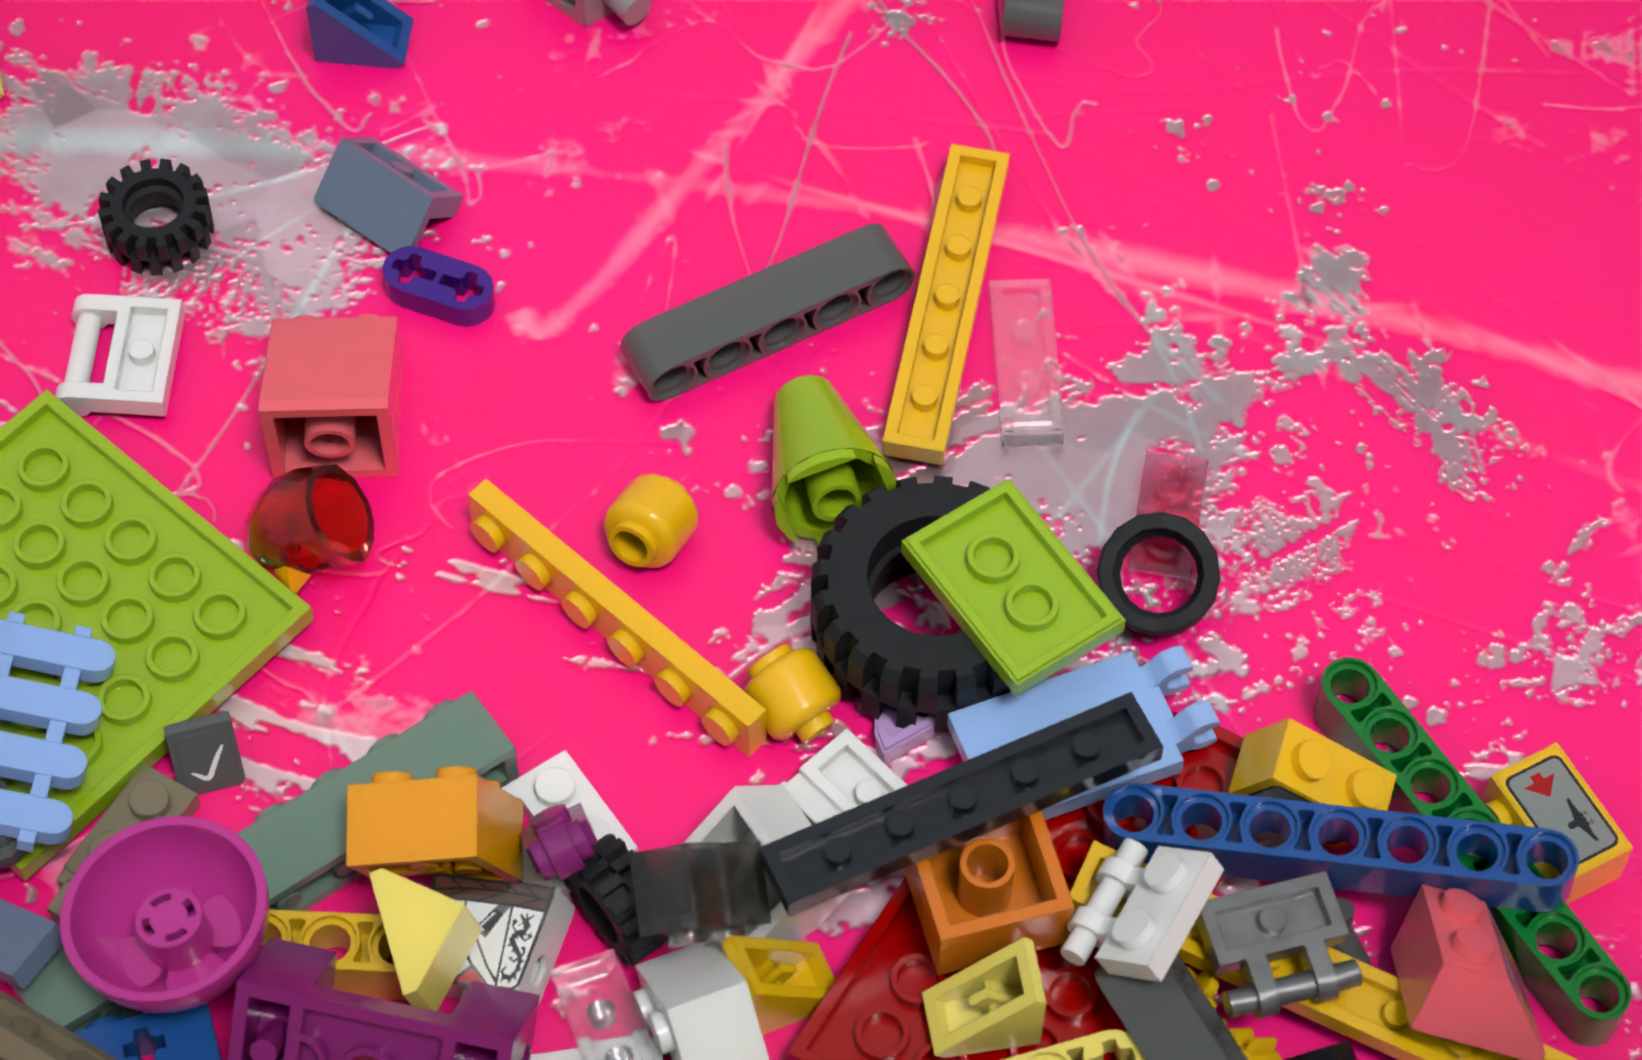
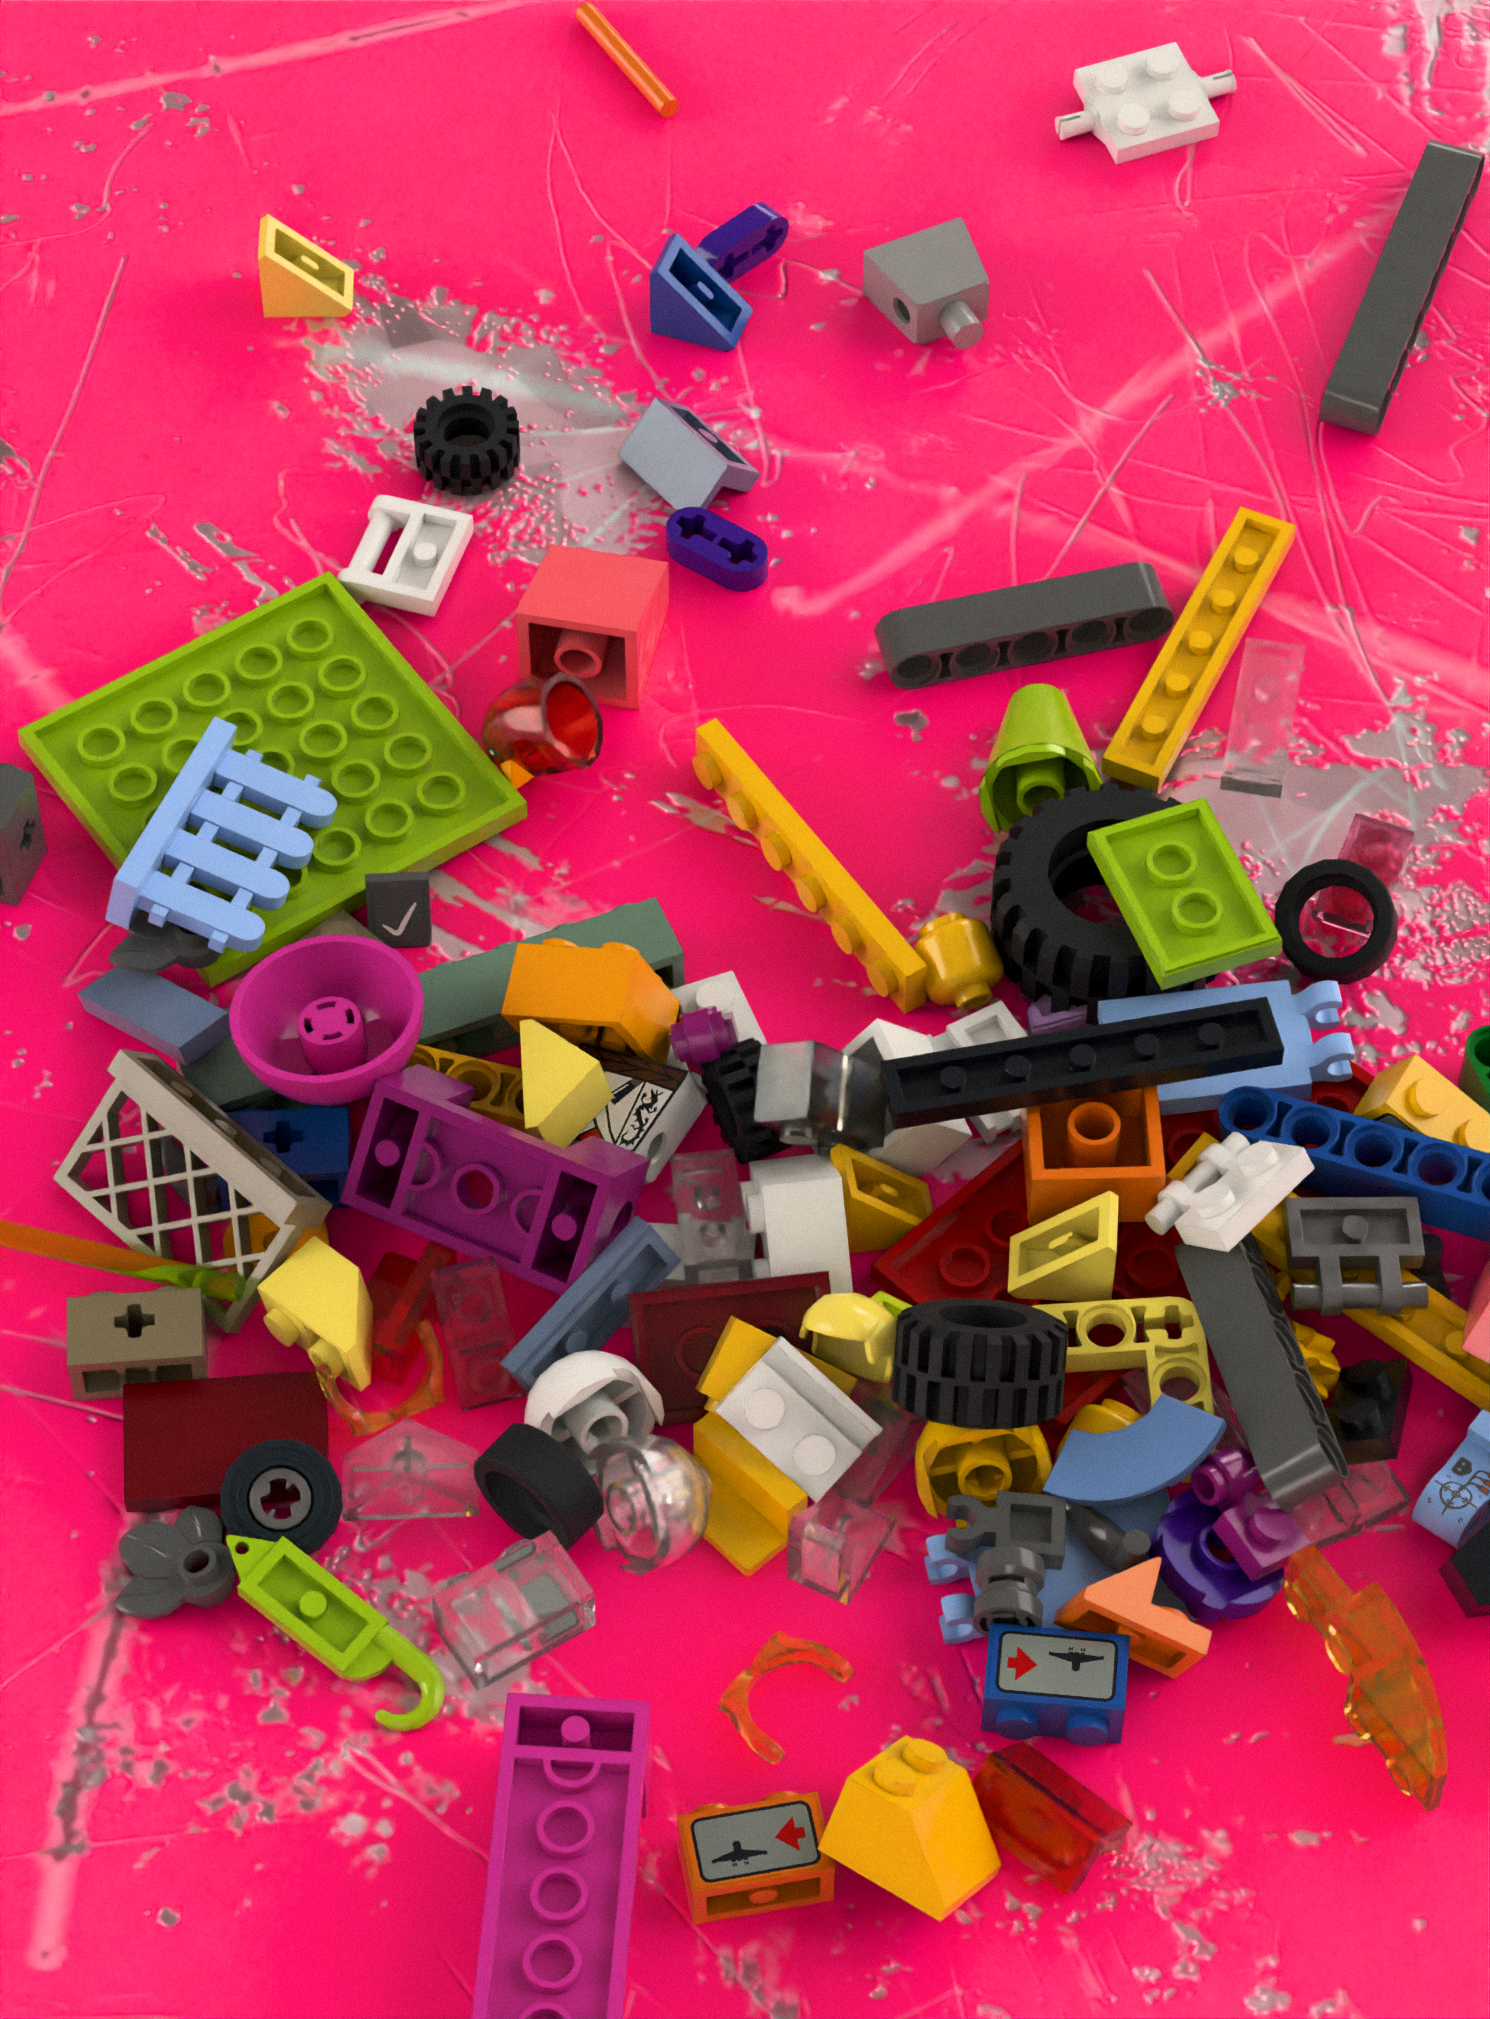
camera: 15 degrees right, 5 degrees down
(650, 521) = (863, 787): yellow head -> none

